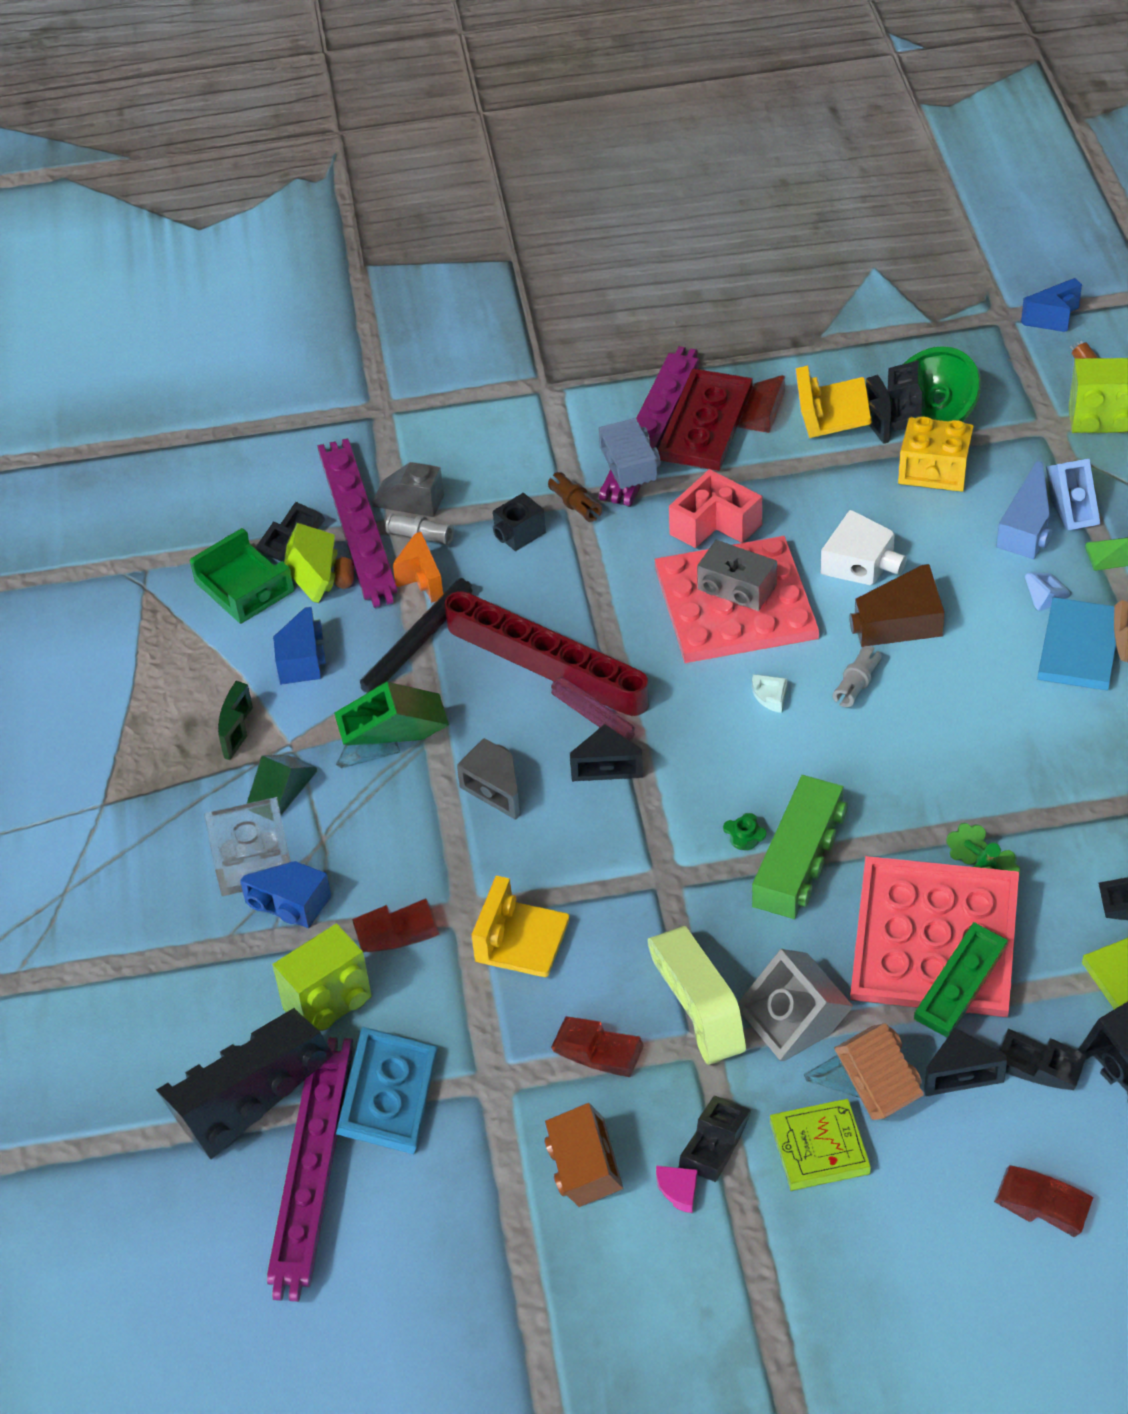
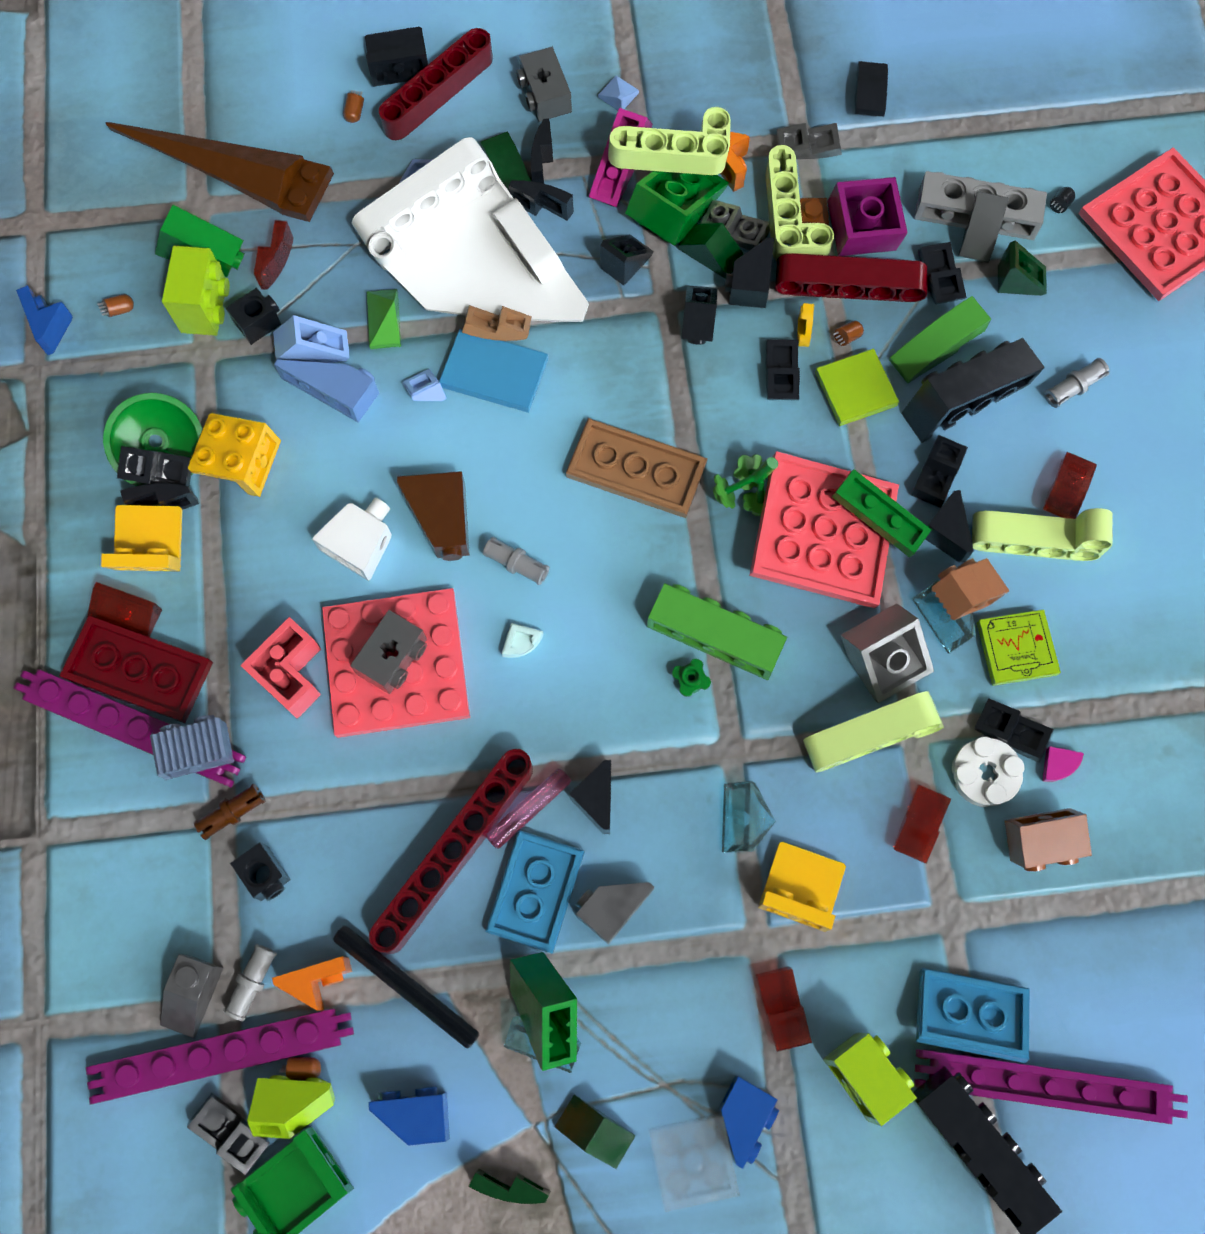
camera: 90 degrees left, 25 degrees up
(521, 723) = (535, 892): none -> dark azure tile
(592, 888) = (744, 817): none -> clear light blue slope
(661, 1090) = (1006, 766): none -> white plate
(967, 1160) = (1044, 536): none -> yellowish green beam
(987, 773) = (636, 468): none -> medium nougat tile
(1097, 444) = (254, 327): none -> black brick

